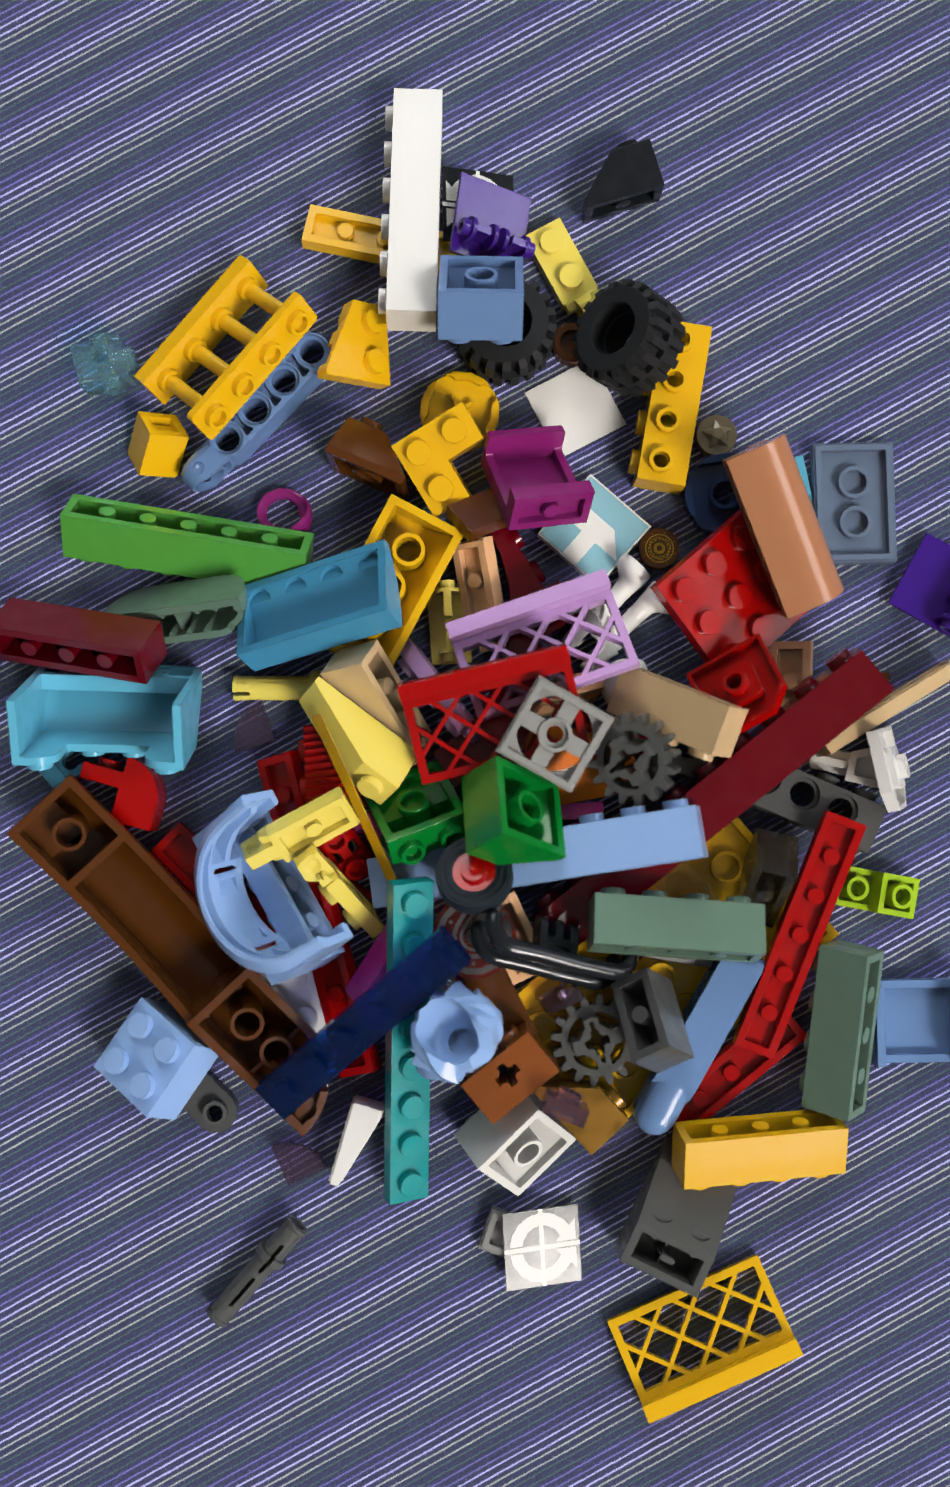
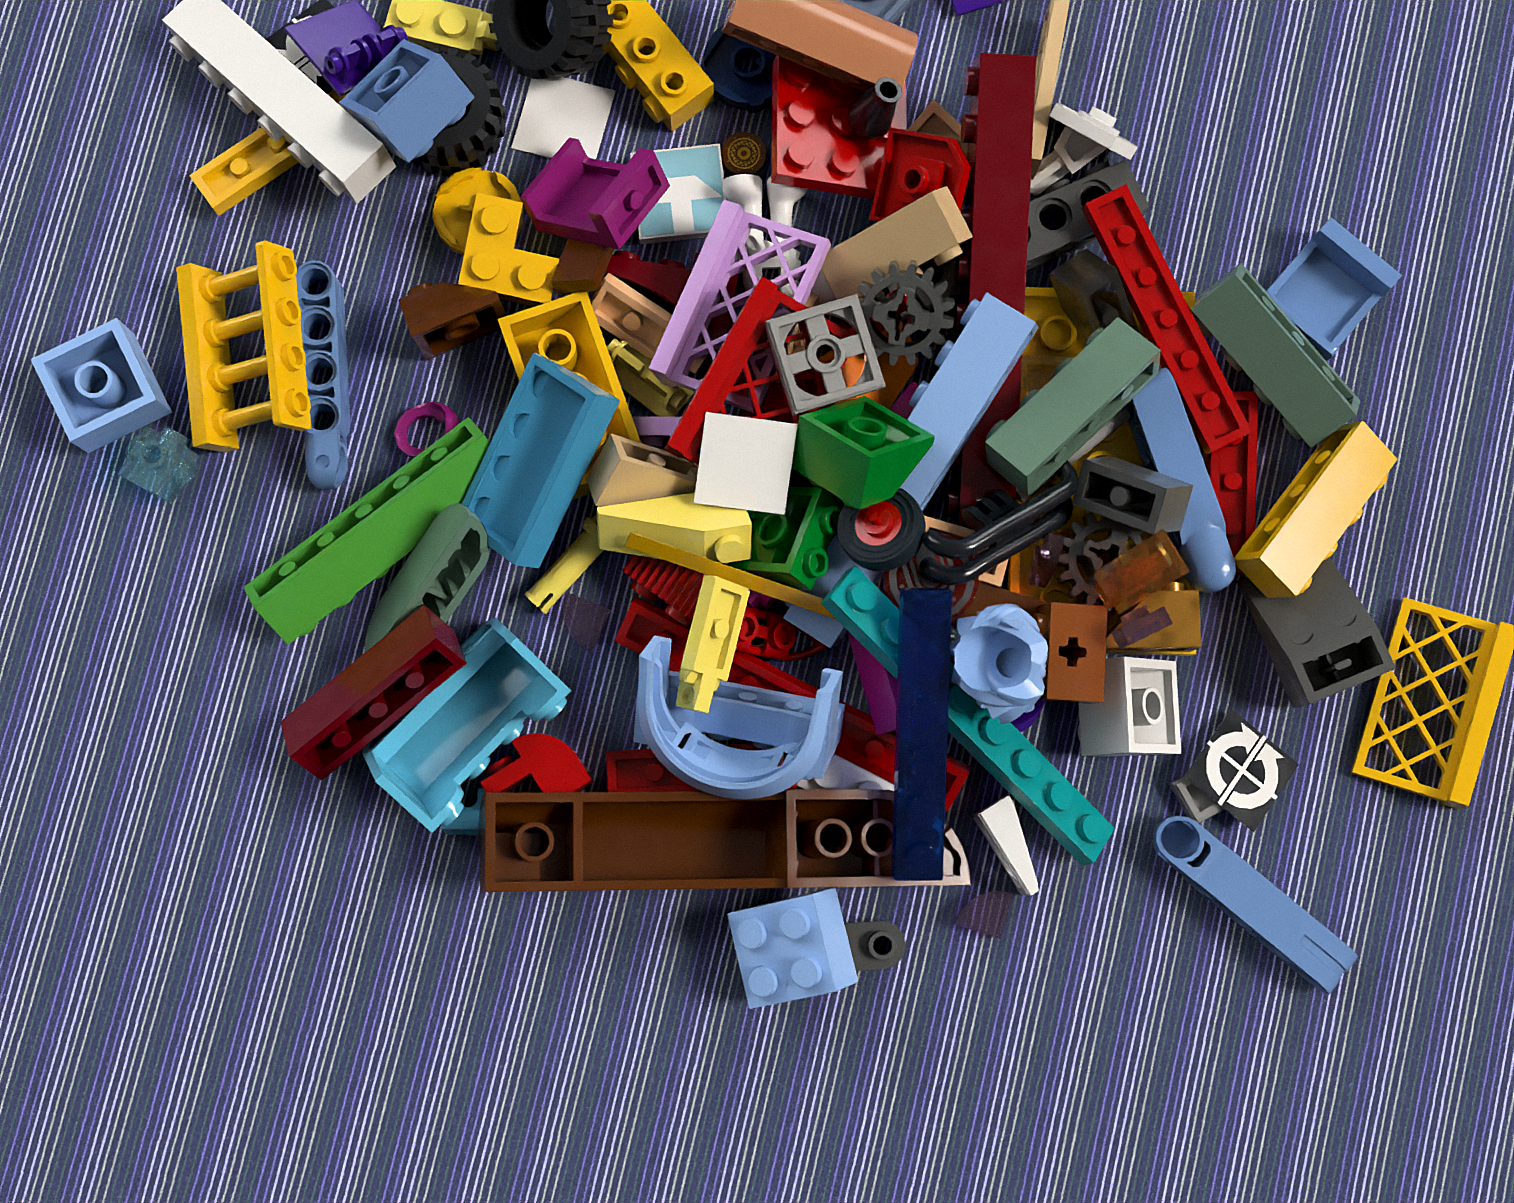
camera: 55 degrees left, 5 degrees down
(120, 280) = (101, 386): none -> light blue brick
(157, 444) = (268, 482): yellow panel -> none
(269, 1257) = (1050, 1033): dark grey pin -> none
(340, 889) = (786, 661): light yellow hinge -> none
(359, 348) = (348, 242): yellow wing -> none
(433, 747) = (745, 463): none -> white sticker
(459, 1330) = (1253, 902): none -> medium blue piece
(563, 344) = (507, 79): reddish brown tile -> none
(598, 1075) = (1140, 572): none -> clear orange slope
(715, 435) = (693, 27): dark tan tile -> none
(761, 611) = (874, 110): none -> black cone
(879, 892) = (1192, 230): lime slope -> none

